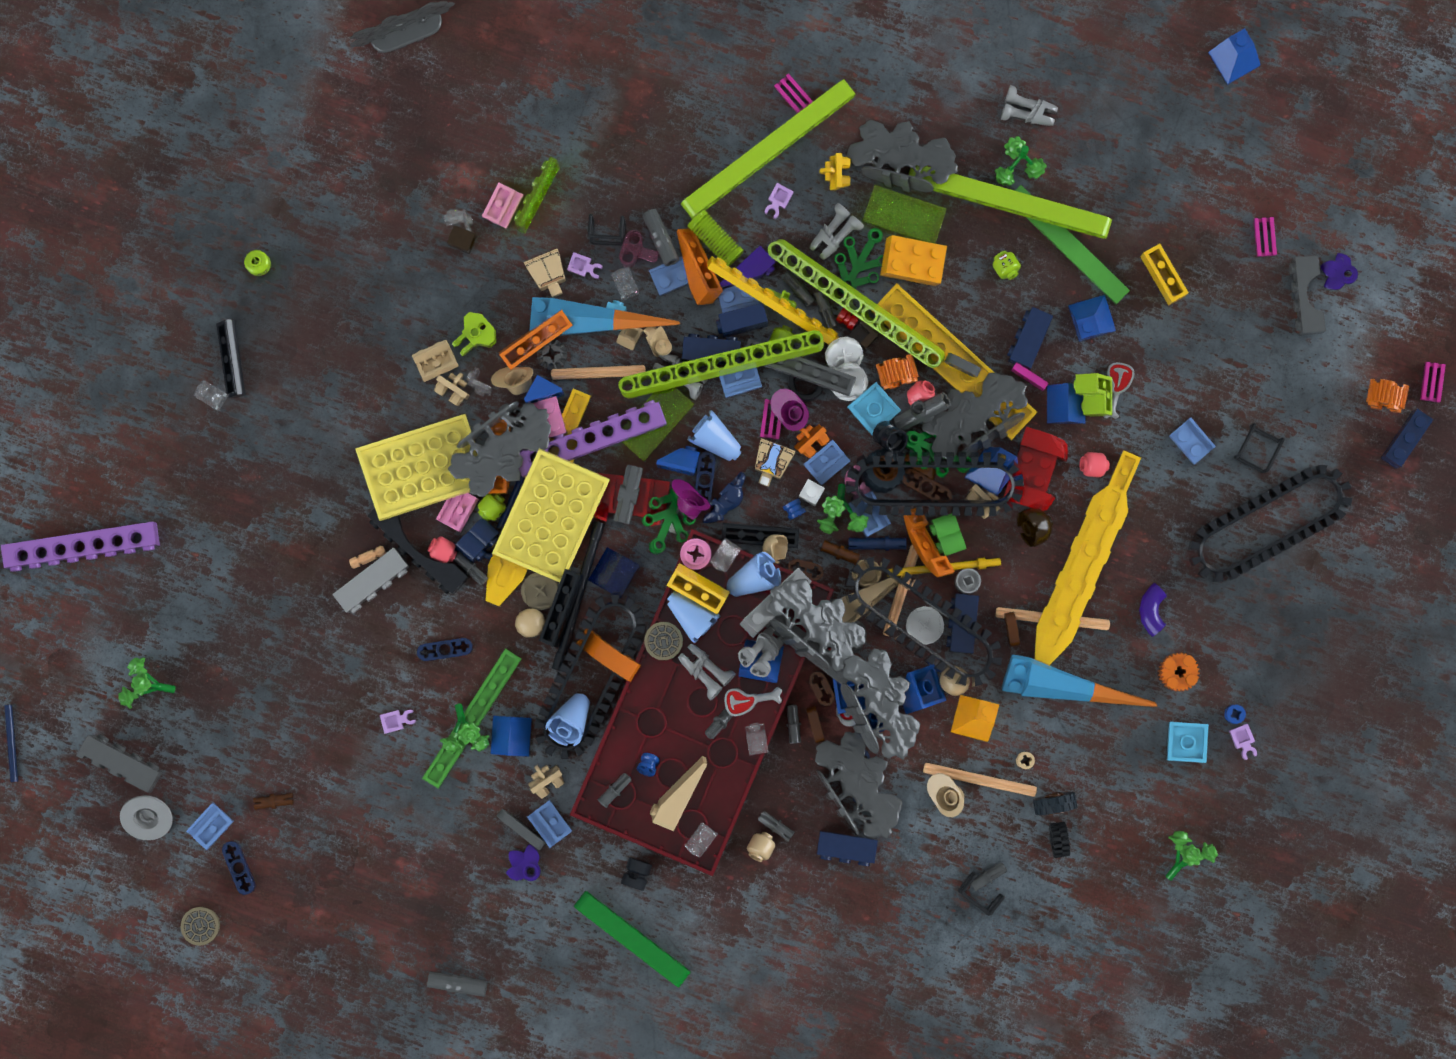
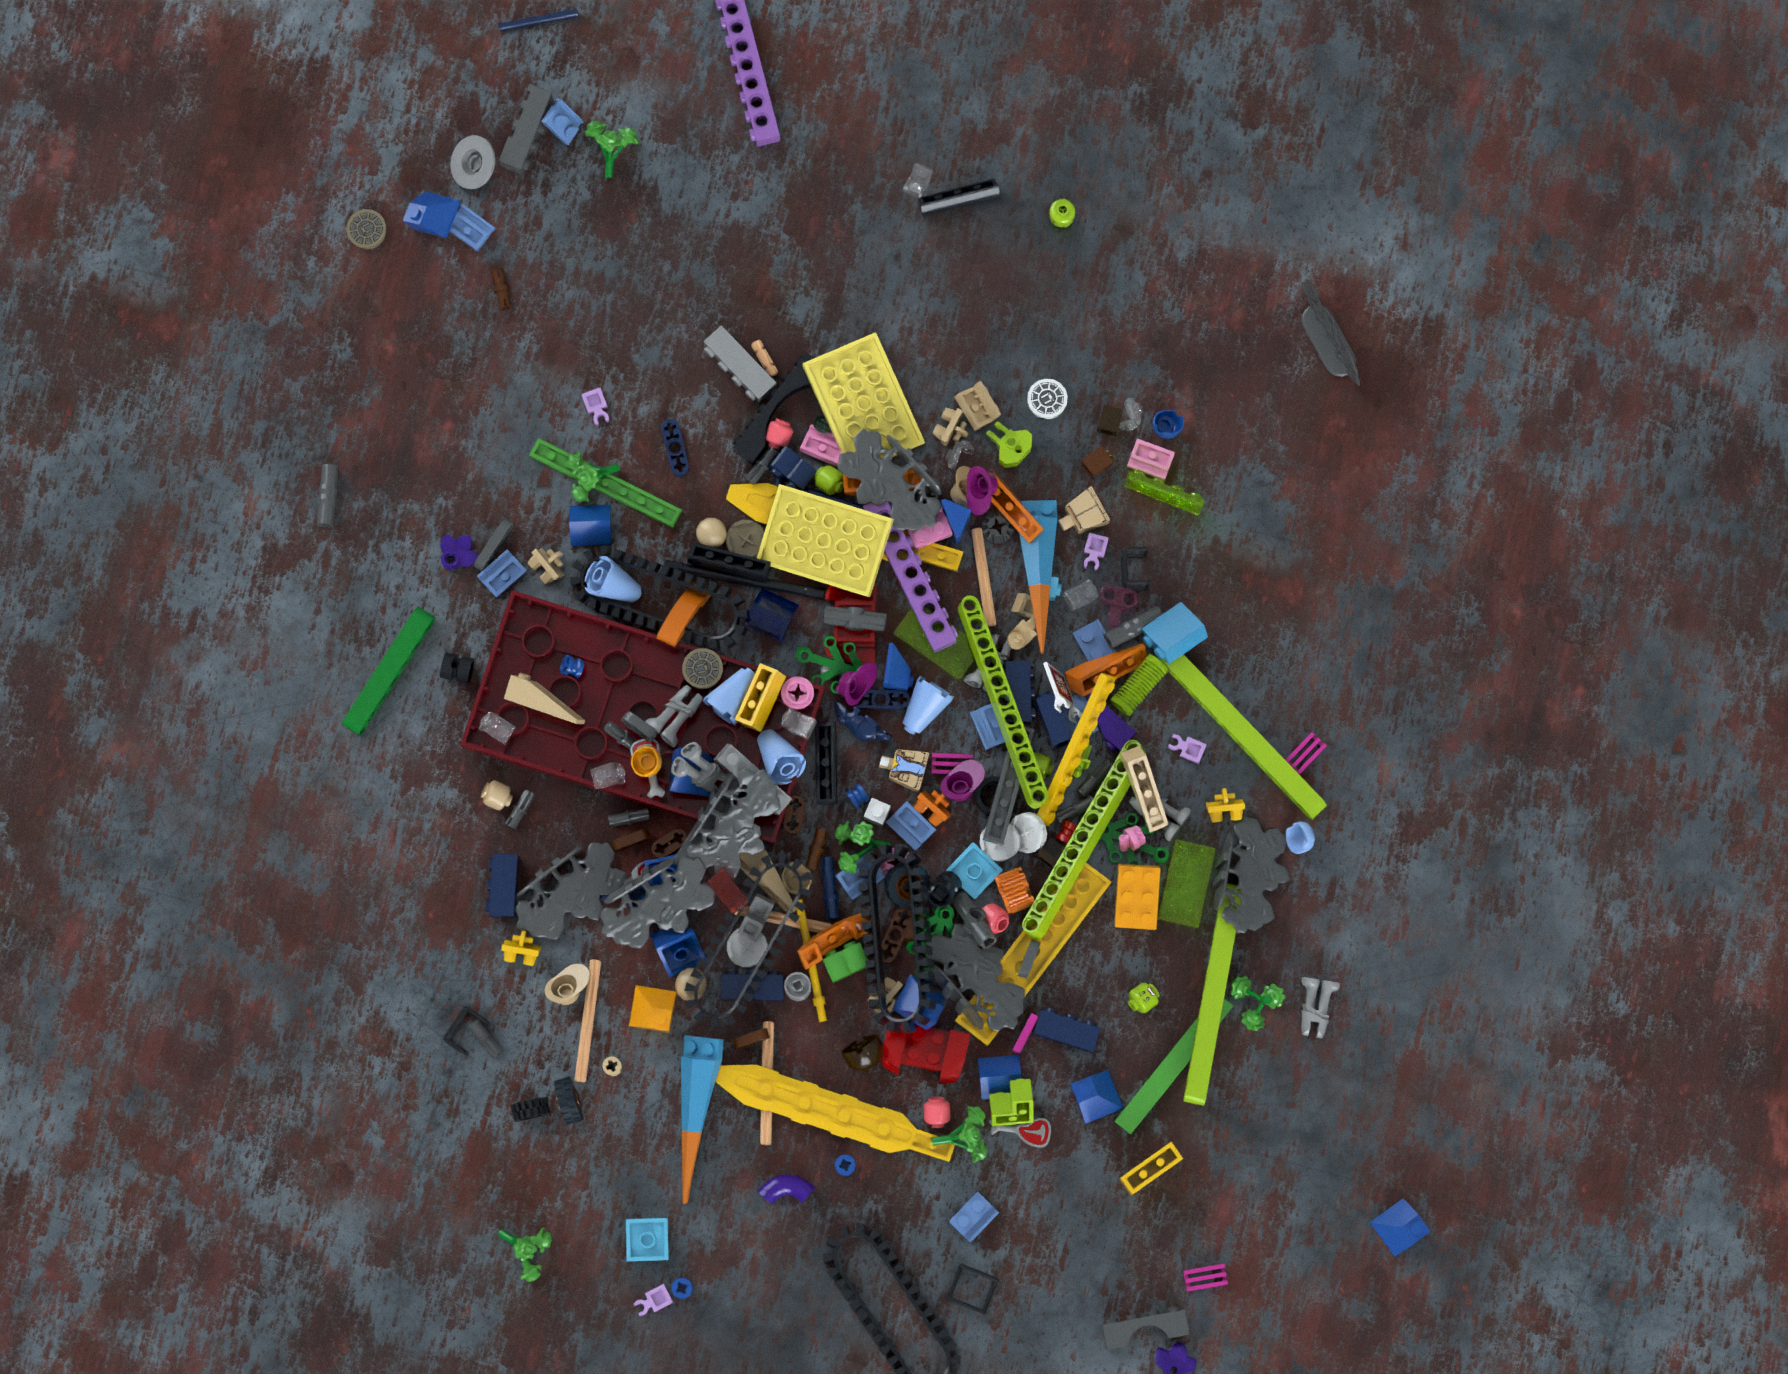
camera: 75 degrees right, 5 degrees down
(115, 728) = (562, 121): none -> medium blue plate
(192, 861) = (432, 214): none -> blue slope
(238, 852) = (431, 253): dark blue beam -> none
(434, 295) = (1047, 398): none -> tile
(437, 509) = (821, 424): none -> clear green tile
(471, 185) = (1167, 424): none -> blue hair
(500, 255) = (1097, 462): none -> reddish brown brick
(518, 364) = (980, 488): none -> magenta piece
(614, 790) = (541, 632): dark grey axle -> none
(671, 200) = (1174, 633): none -> dark azure brick
(713, 705) = (639, 726): none -> dark grey beam
(718, 308) = (1061, 692): none -> white flag
(748, 701) = (646, 761): none -> light orange hair
(776, 547) = (813, 778): tan hair -> none
(814, 241) = (1144, 788): none -> tan slope
(858, 259) = (1132, 838): none -> bright pink piece
(872, 106) = (1300, 837): none -> light blue hair
(878, 636) = (727, 891): none -> clear red plate
(899, 613) = (756, 917): none -> light grey slope
(905, 836) = (529, 950): none -> yellow hips
(1121, 433) = (969, 1134): none -> bright green plant
(1132, 555) = (847, 1166): none -> blue wheel
(1186, 664) = (711, 1216): orange brick -> none

